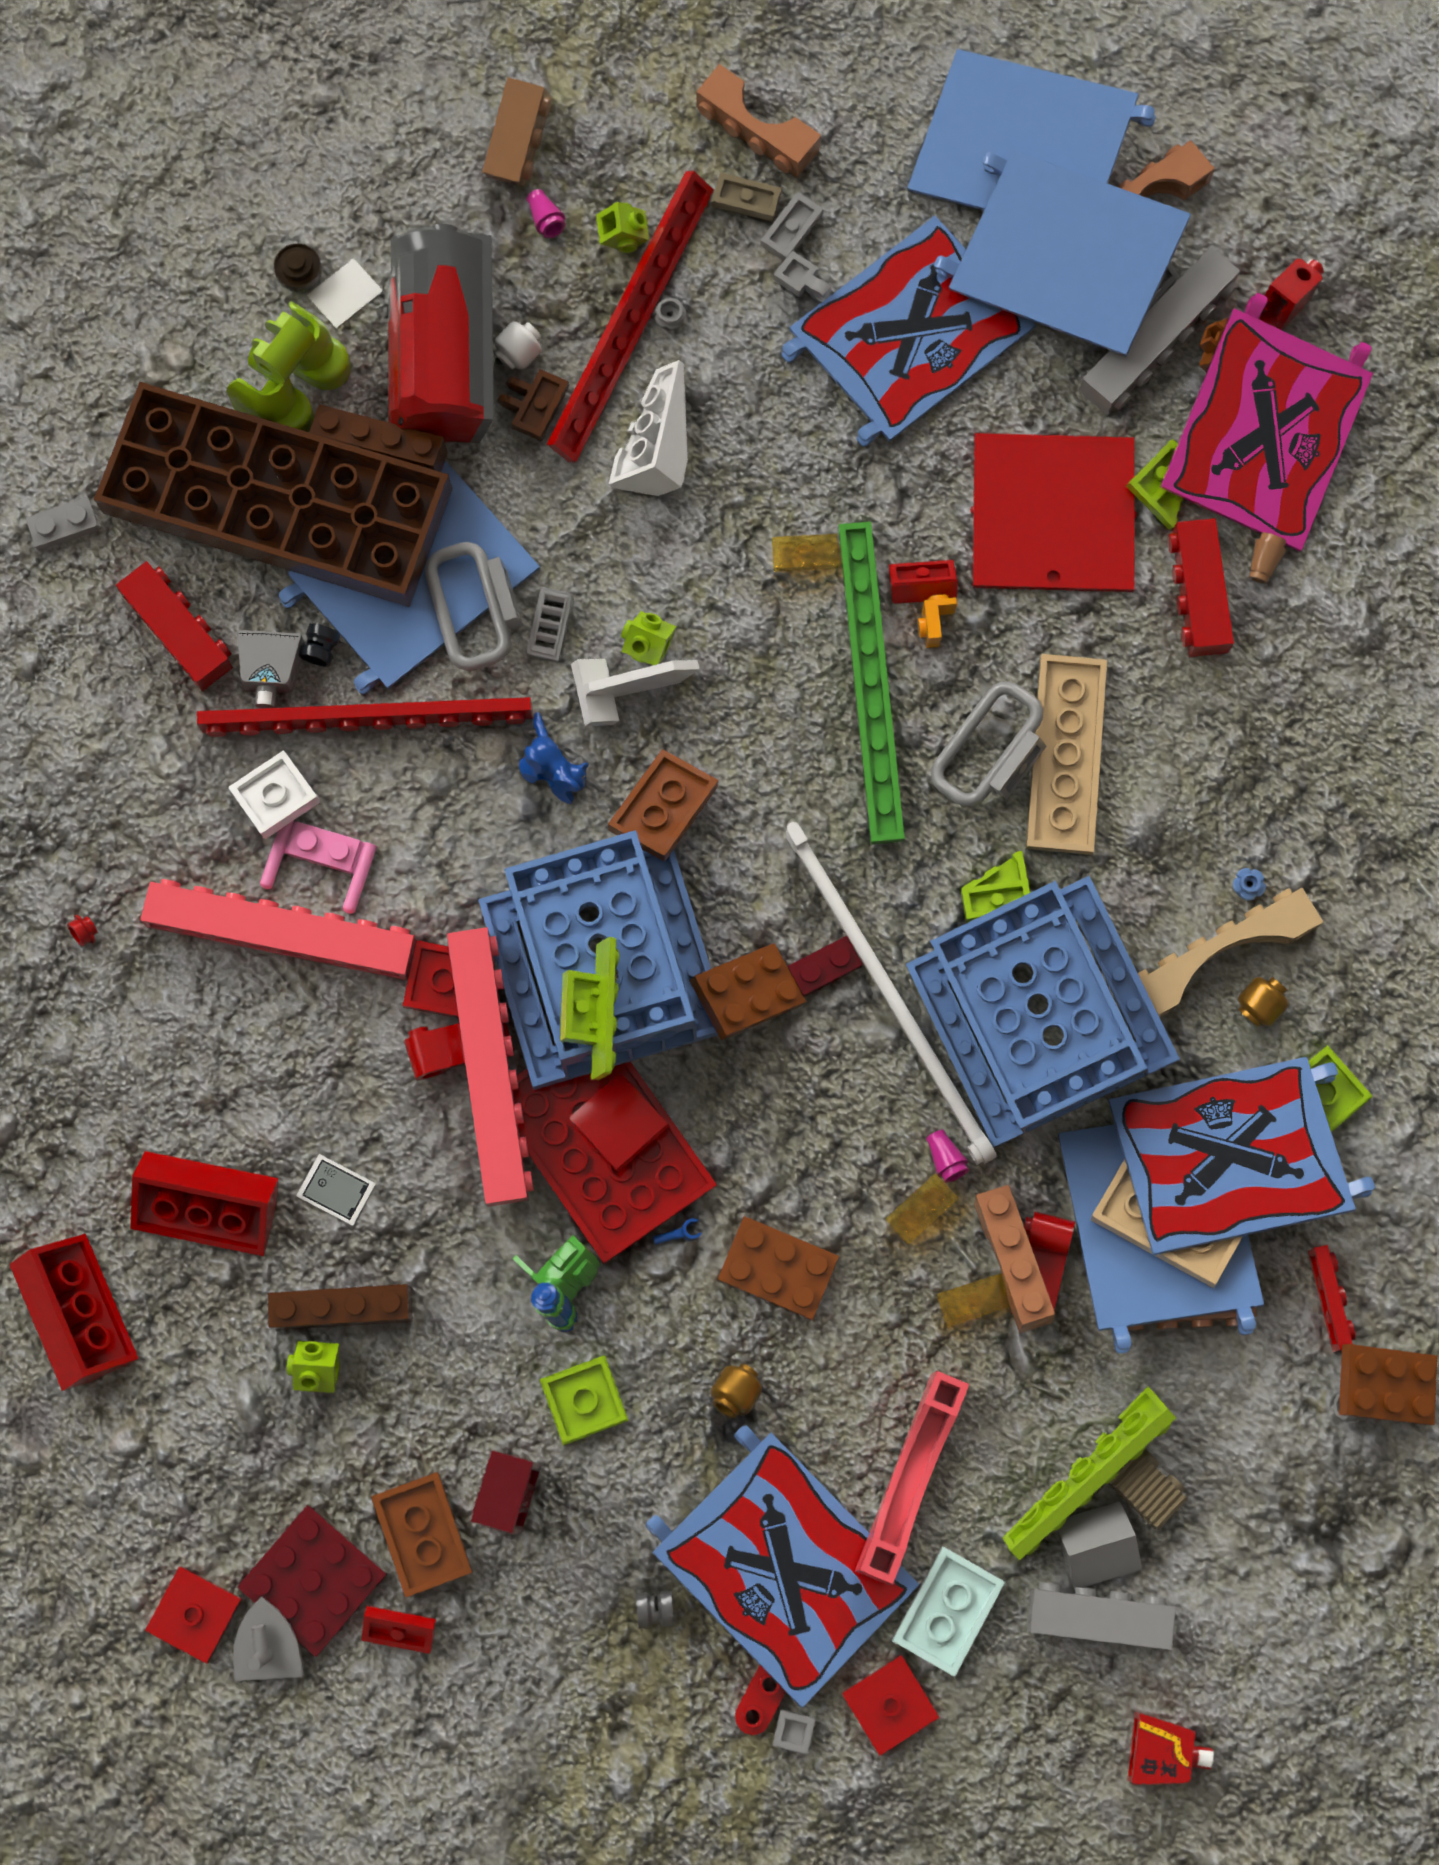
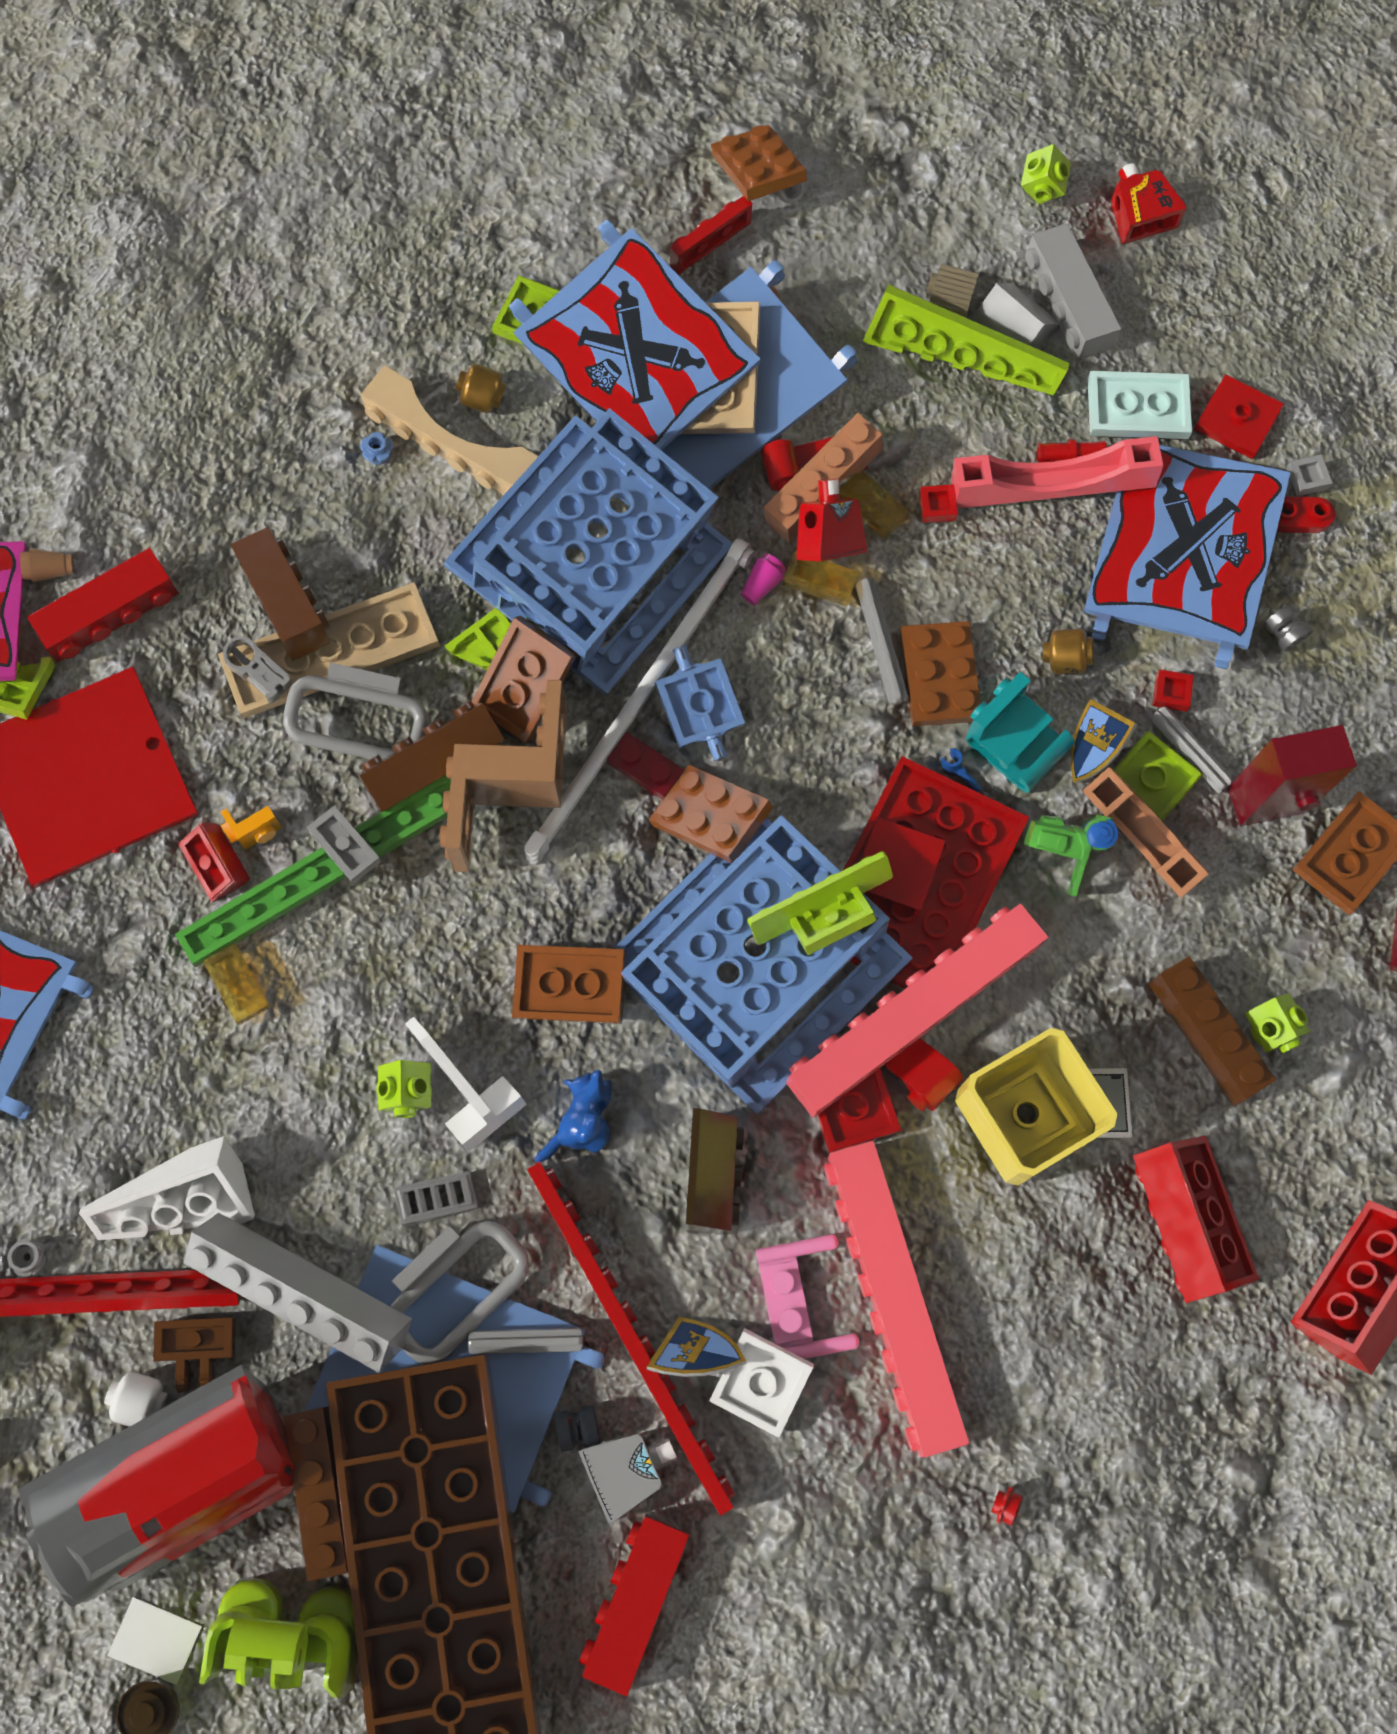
camera: 120 degrees left, 5 degrees down
(323, 754) = (695, 1351): none -> shield
(337, 1085) = (1056, 1085): none -> light yellow plate
(403, 637) = (525, 1341): none -> light grey axle
(450, 837) = (713, 1173): none -> dark brown slope
(500, 1363) = (1146, 831): none -> nougat arch
(530, 487) = (297, 1291): none -> light grey brick
(591, 1450) = (1191, 749): none -> light grey axle
(639, 1365) = (1098, 740): none -> shield
(652, 1465) = (1173, 690): none -> red plate
(681, 1299) = (1017, 735): none -> teal piece
(835, 1231) = (882, 641): none -> light grey axle
(855, 1037) = (699, 703): none -> medium blue plate
(874, 808) = (504, 776): none -> medium nougat bracket
(875, 681) = (343, 844): none -> light grey plate
(921, 788) = (425, 759): none -> reddish brown brick
(931, 1514) = (1063, 451): none -> red pin
(941, 1356) = (938, 503): none -> red plate
(947, 892) = (519, 676): none -> plate
(957, 1232) = (830, 525): none -> red torso
(1068, 685) = (261, 672): none -> light grey piece
(1135, 733) = (281, 594): none -> reddish brown brick
(1240, 1667) = (1046, 174): none -> lime brick

